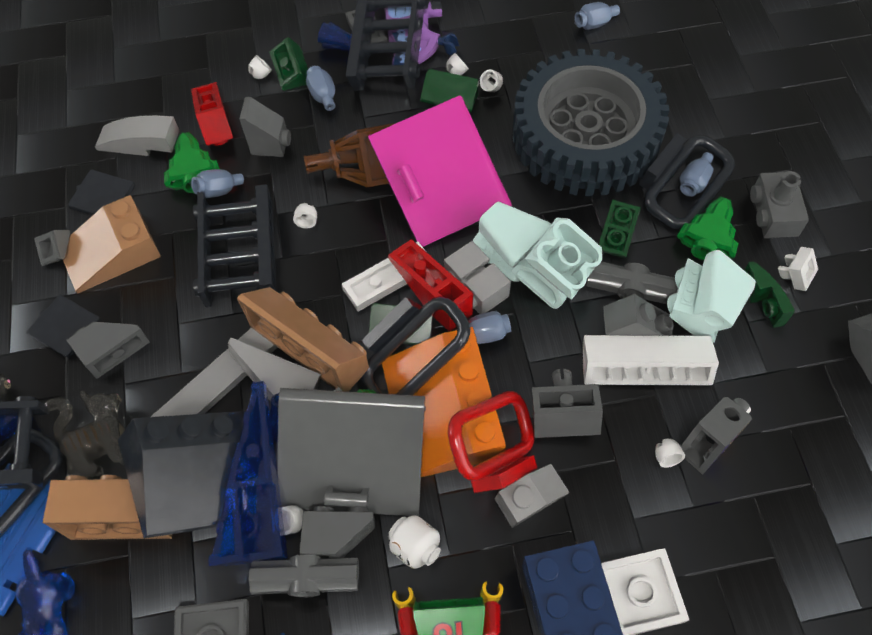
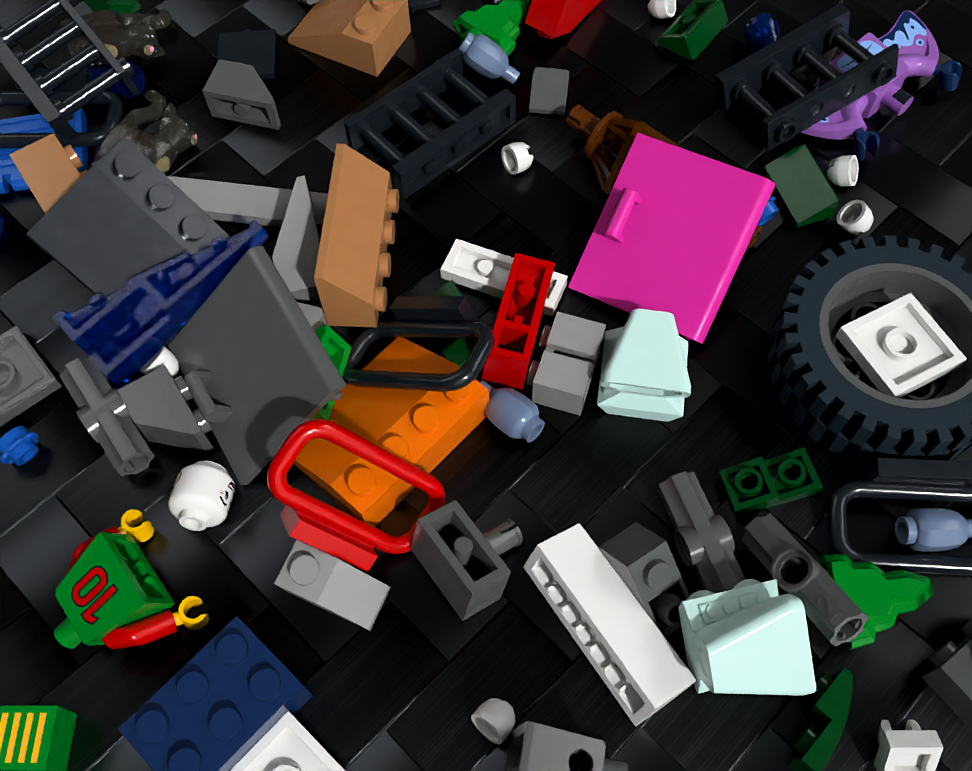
camera: 55 degrees right, 0 degrees up
(264, 129) = (582, 49): dark grey slope -> none
(270, 167) = (549, 91): none -> dark grey slope
(321, 86) = (687, 67): sand blue plant -> none
(559, 262) = (653, 432): light aqua piece -> none
(594, 115) = (900, 347): none -> white plate
(670, 249) = (822, 597): none -> dark grey piece

